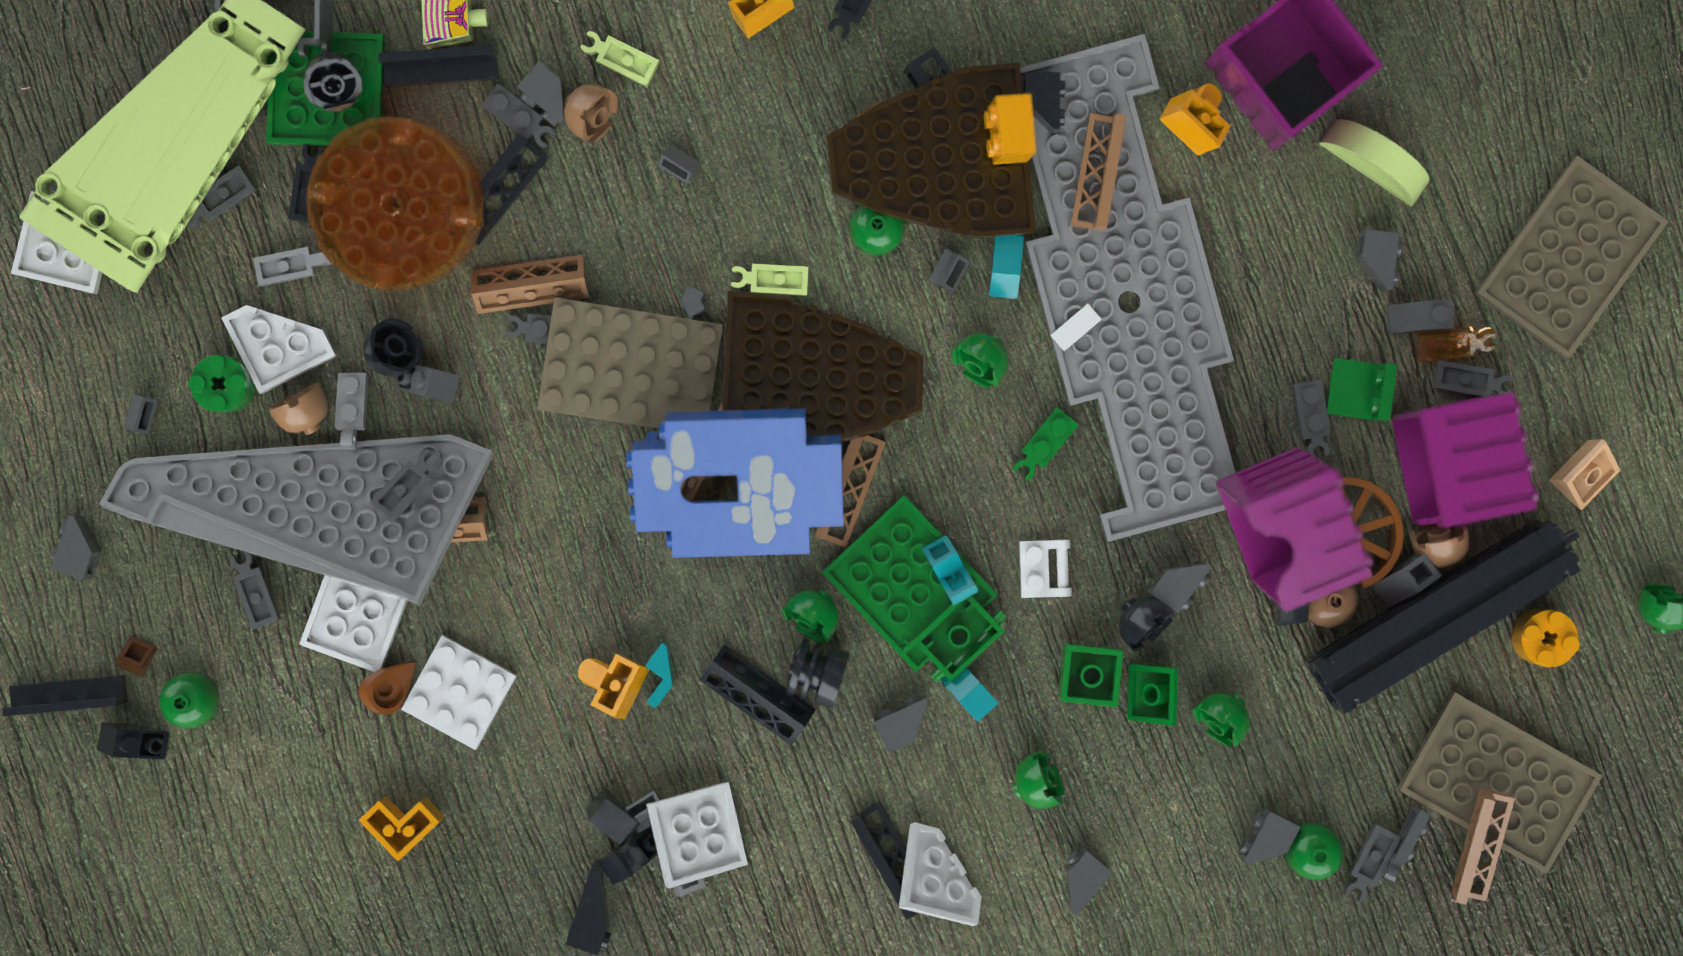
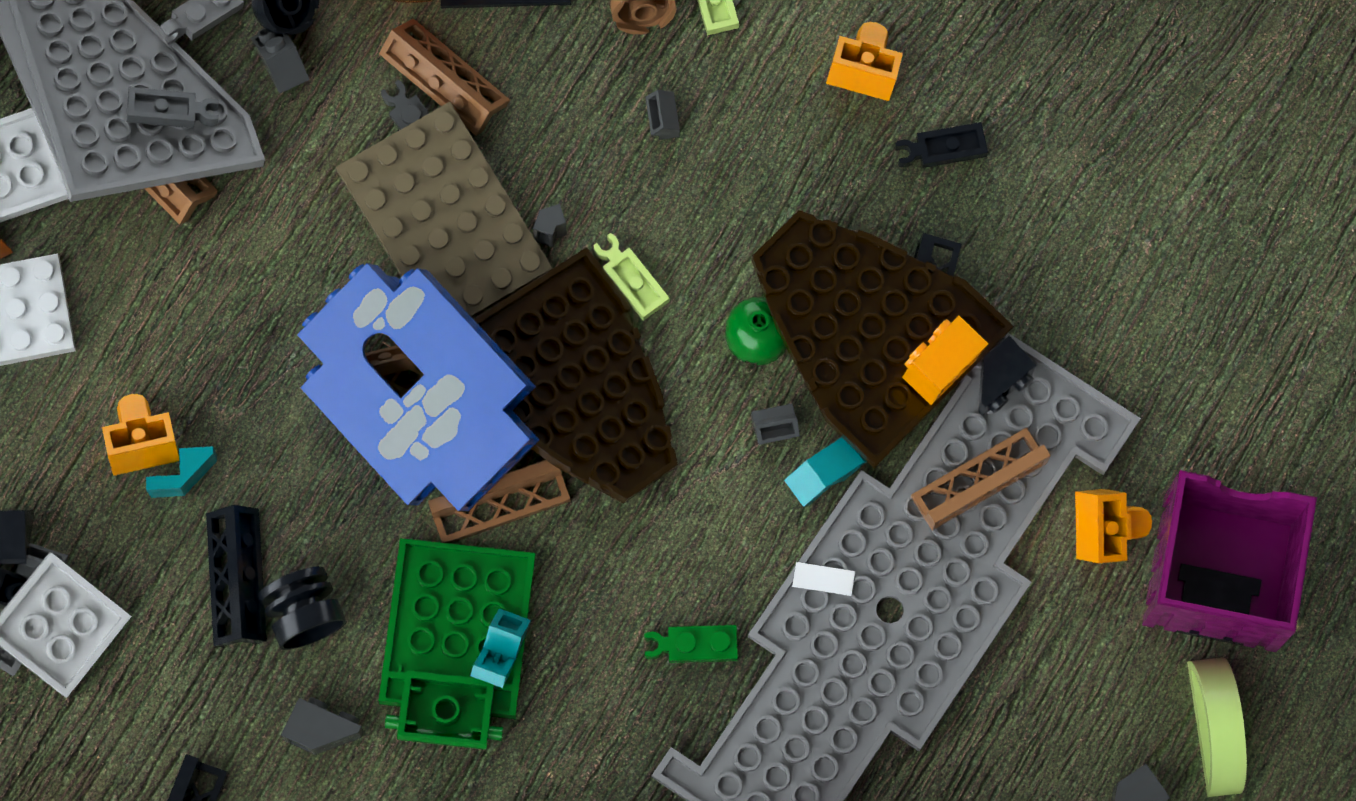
camera: 45 degrees right, 15 degrees down
(813, 613) = (354, 561): green cylinder -> none
(971, 694) = (400, 766): teal slope -> none
(982, 358) = (722, 517): green cylinder -> none
(1035, 568) = (569, 733): white plate -> none

